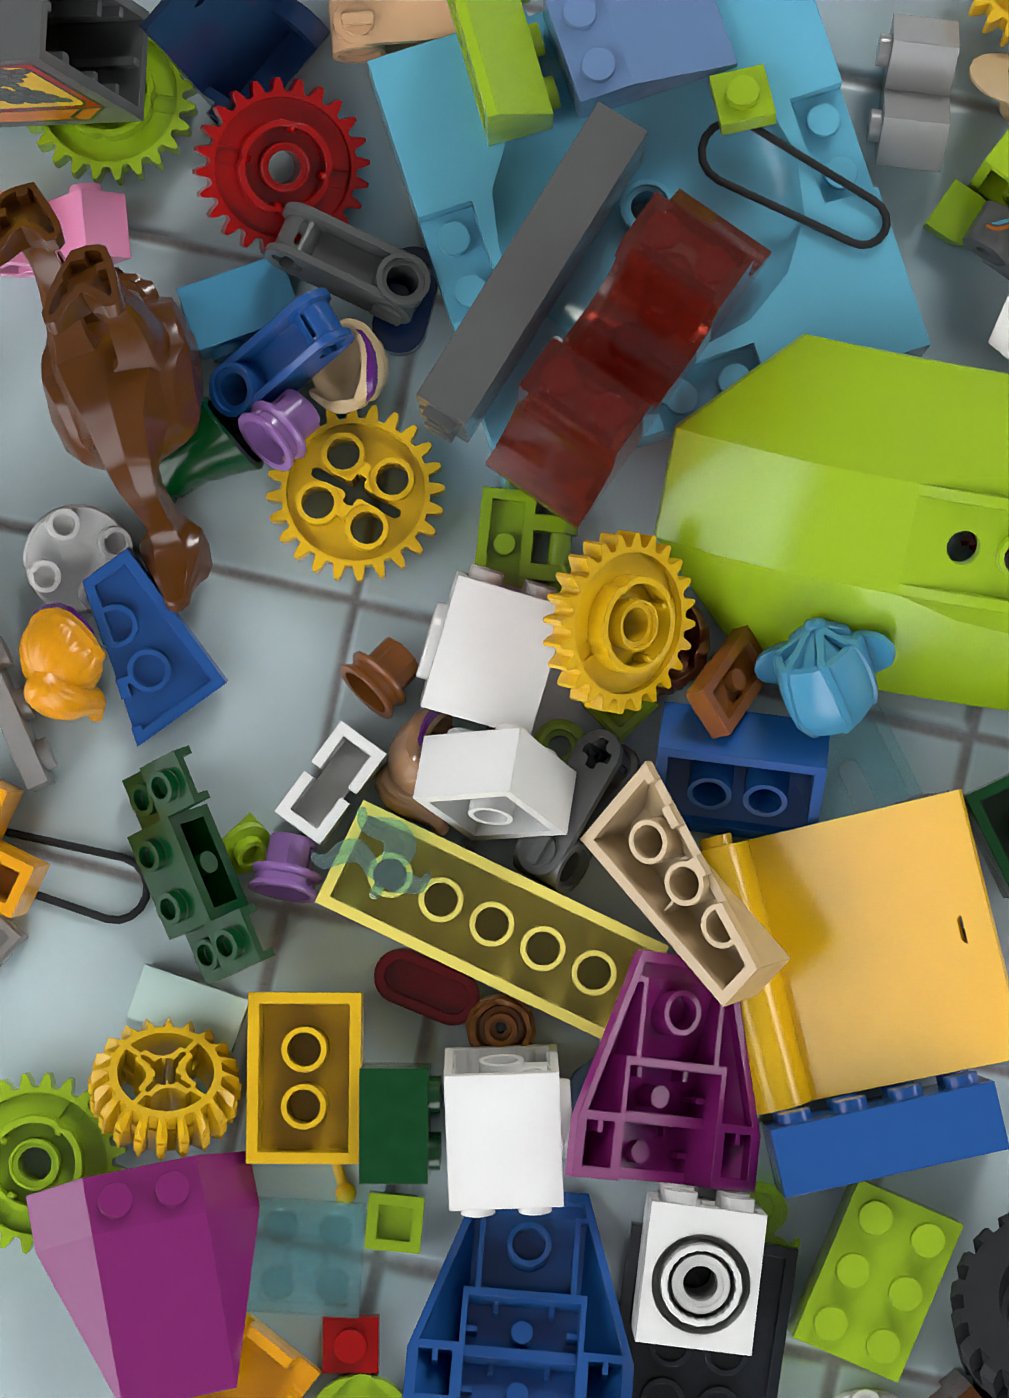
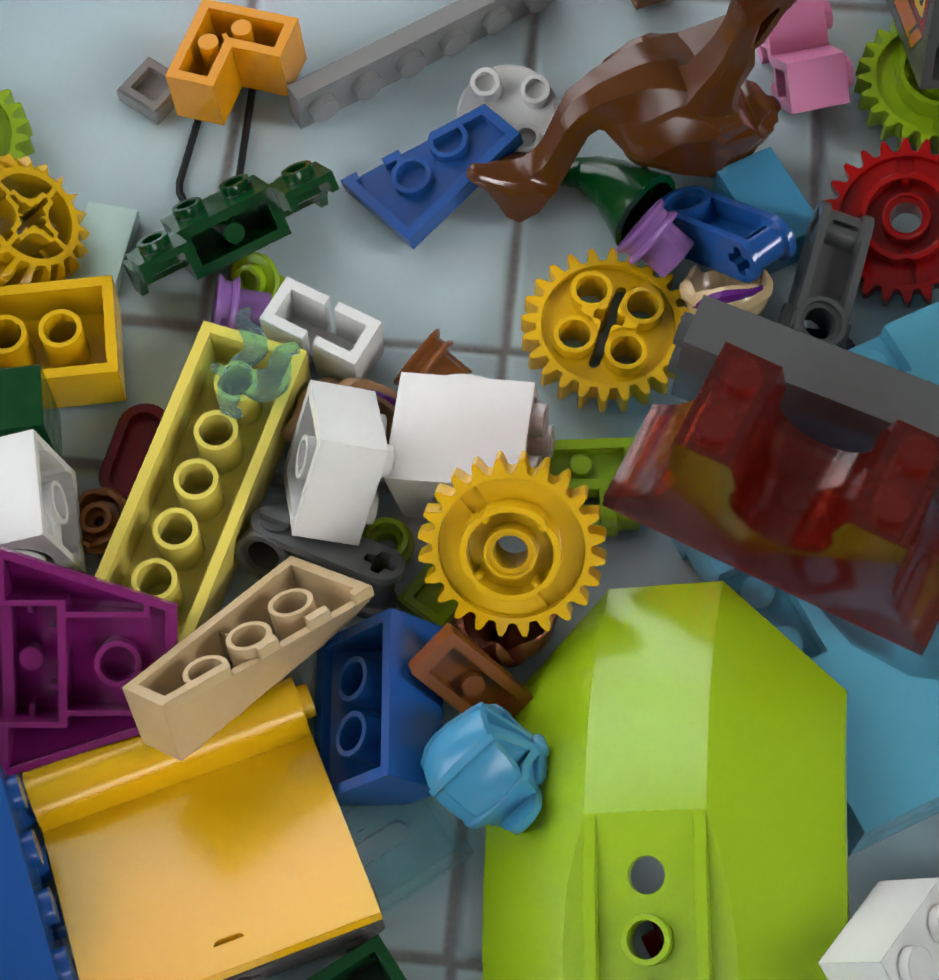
camera: 80 degrees right, 20 degrees down
(62, 665) = (401, 102): light orange hair -> none

